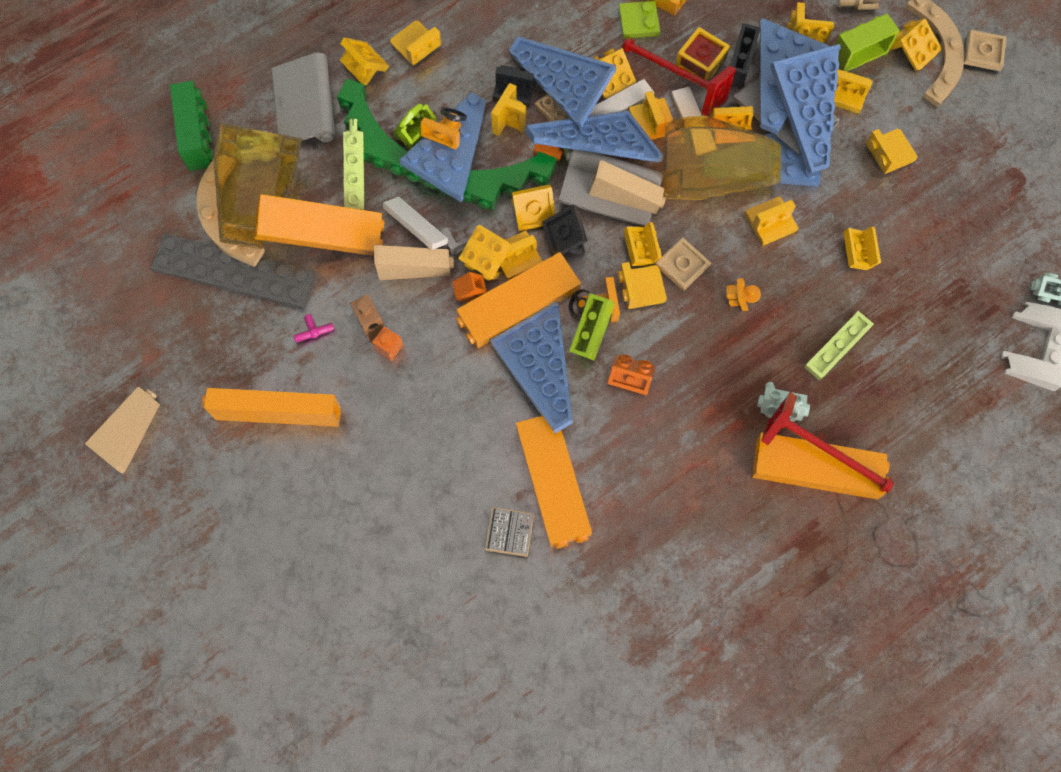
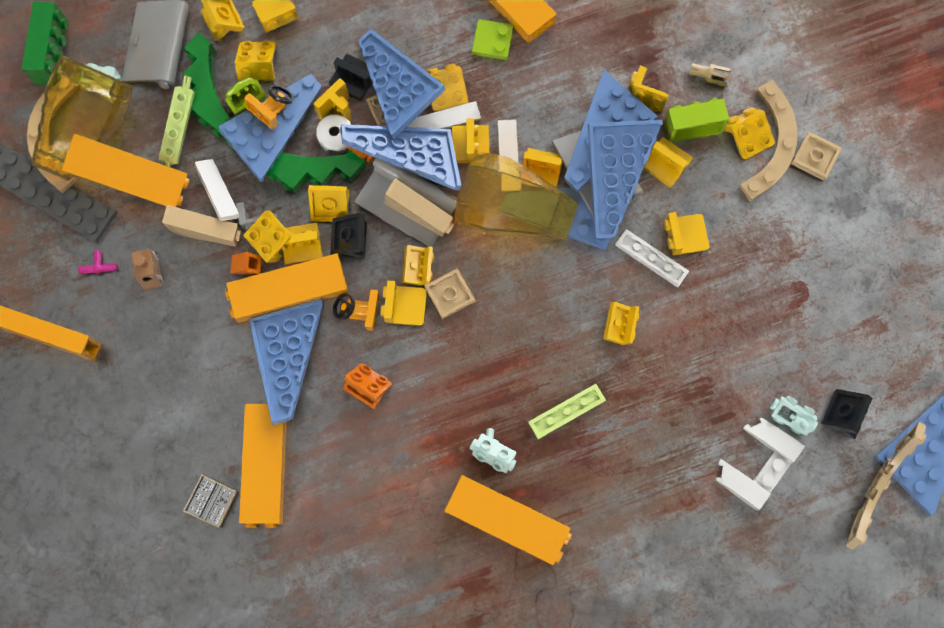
camera: 20 degrees right, 5 degrees up
(387, 343) = (157, 297): orange brick -> none
(411, 91) = (255, 61): none -> yellow bracket
(510, 149) = (330, 142): none -> white piece
(592, 326) = (341, 333): lime brick -> none
(702, 54) = (536, 93): piece -> none
(717, 88) = (533, 134): red tile -> none
(740, 294) = (491, 339): light orange hips -> none
(744, 52) = (575, 102): black brick -> none
(772, 220) = (548, 273): yellow bracket -> none
(781, 419) = (479, 471): red tile -> none
(866, 181) = (652, 258): none -> white tile

